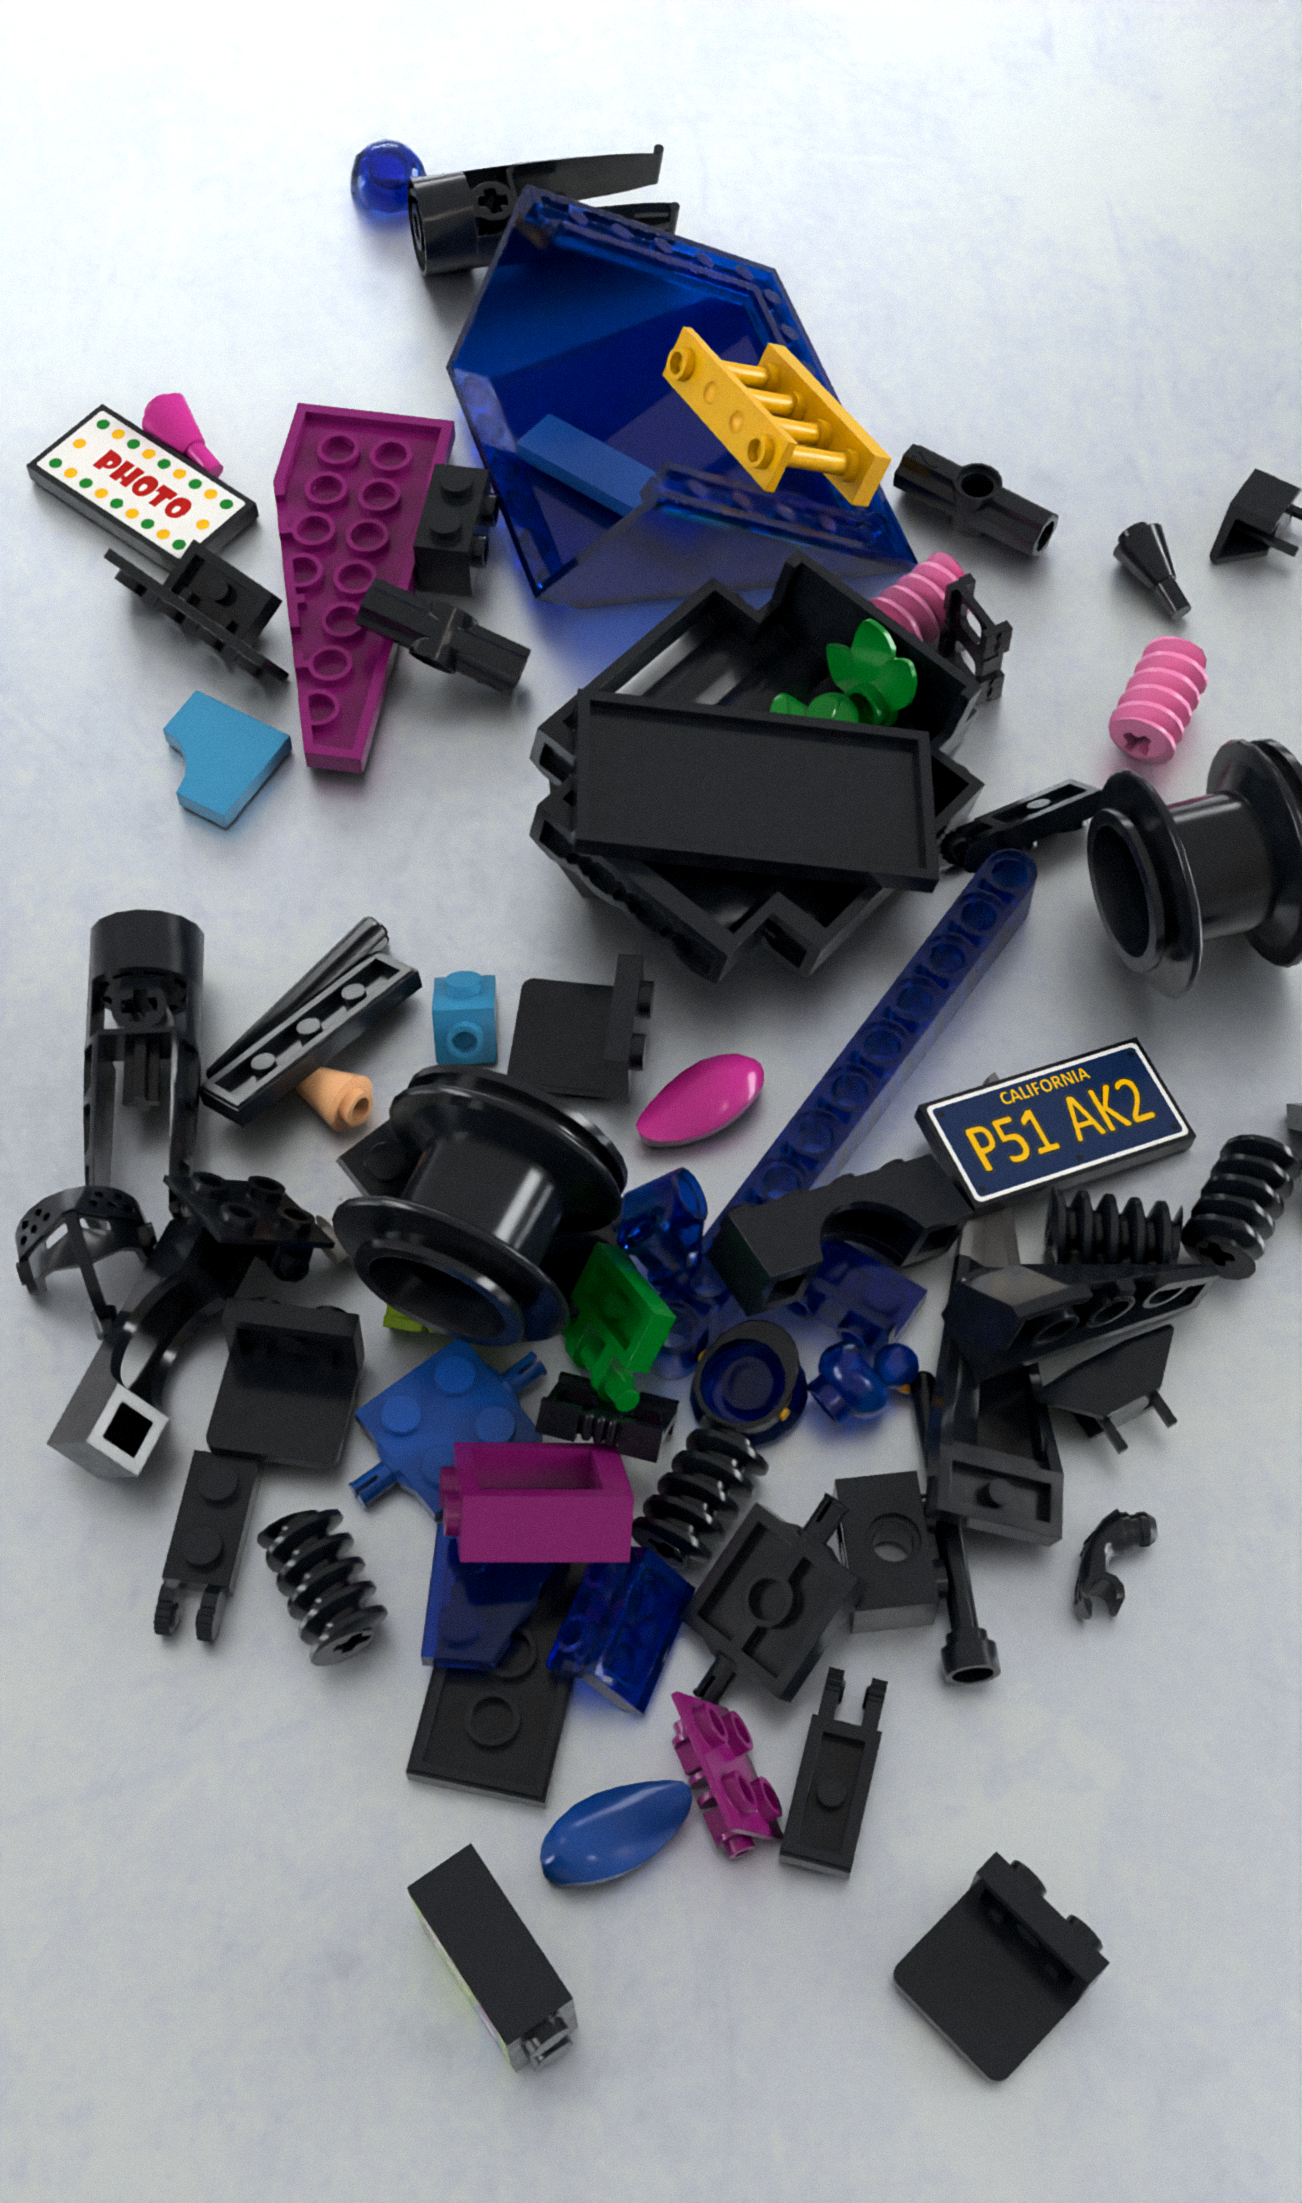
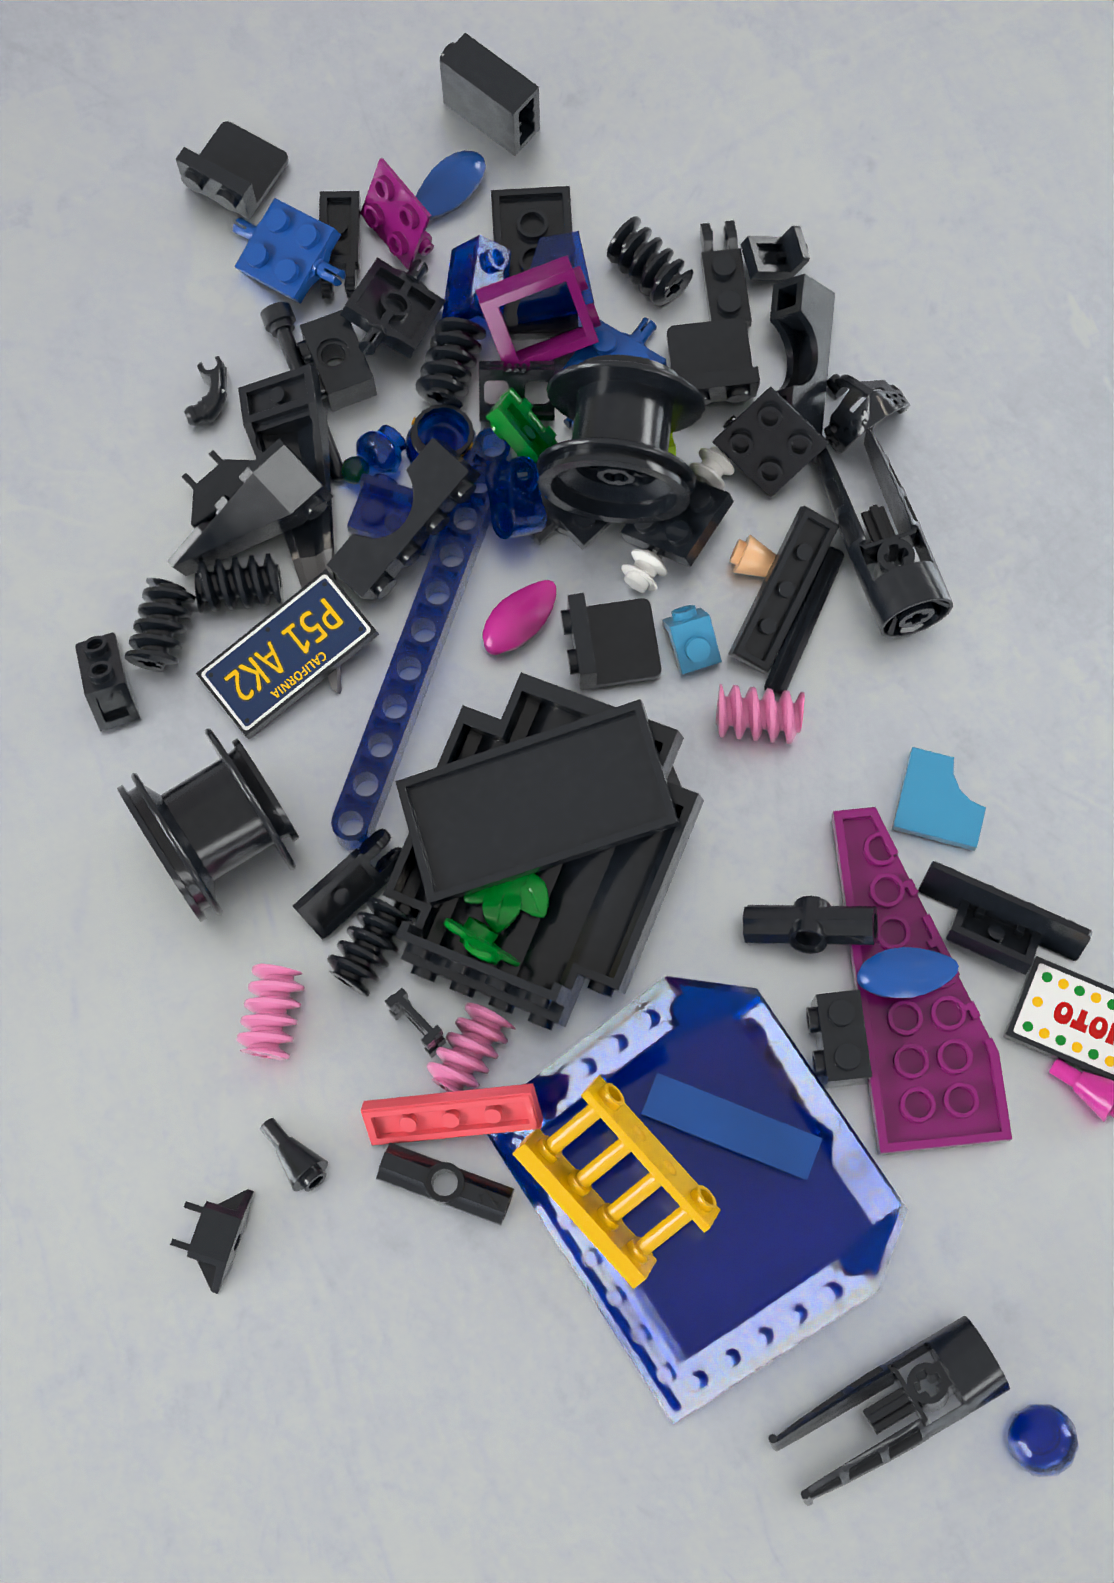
camera: 165 degrees right, 15 degrees up
(110, 1543) = (775, 256): none -> black bracket
(348, 561) = (906, 972): none -> blue arm
(407, 891) = (759, 714): none -> bright pink piece
(930, 1764) = (288, 251): none -> blue plate
(952, 540) = (452, 1114): none -> coral tile
(1018, 741) = (367, 945): none -> black piece

